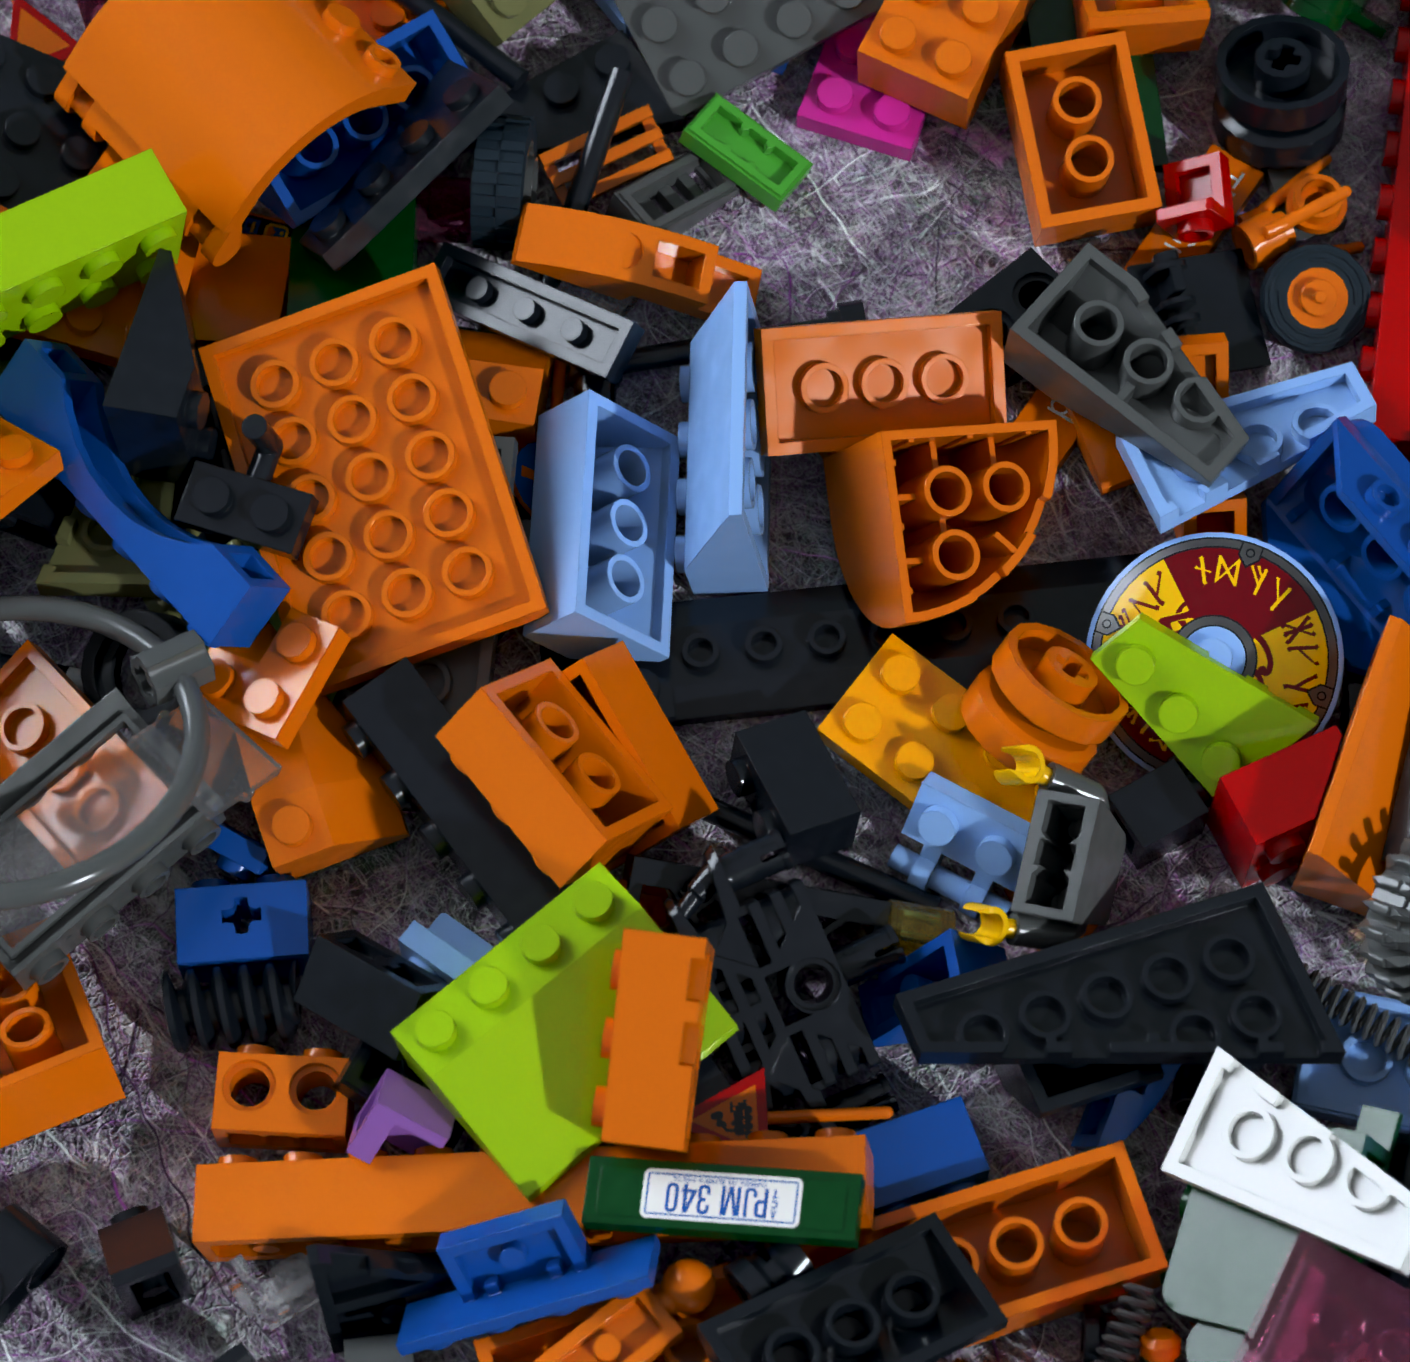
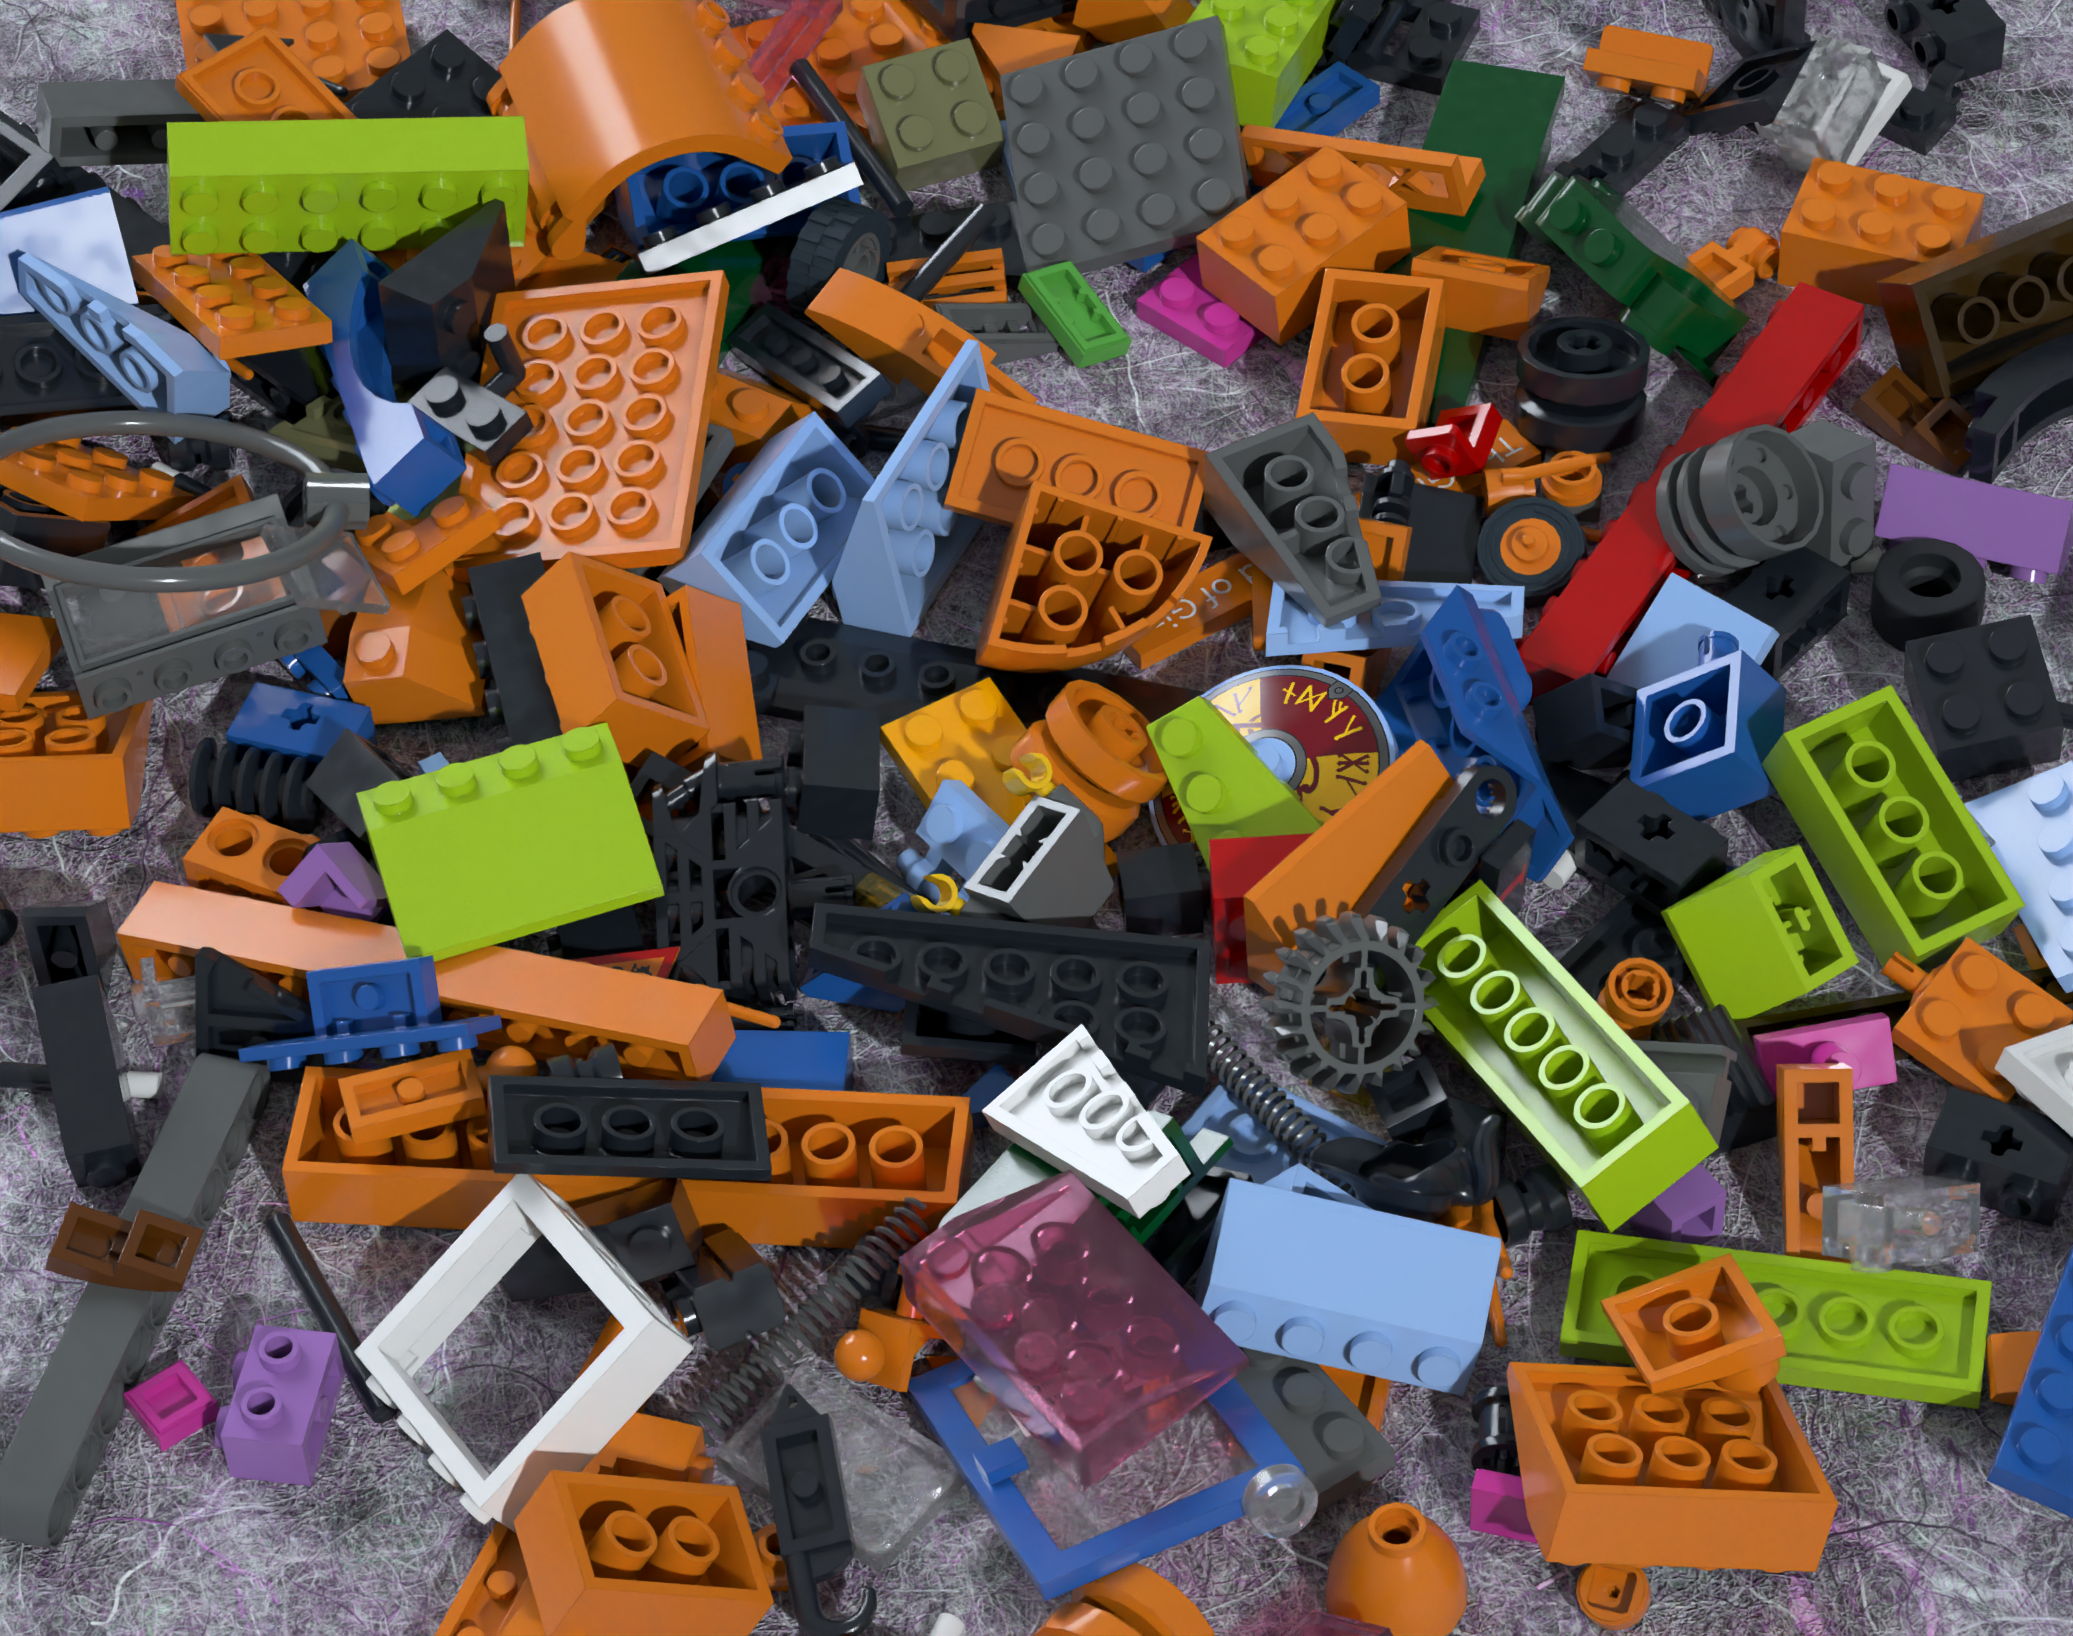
camera: 25 degrees right, 20 degrees down
(654, 1040) = (572, 841): orange wedge -> none
(724, 1201) = (570, 1001): tile -> none

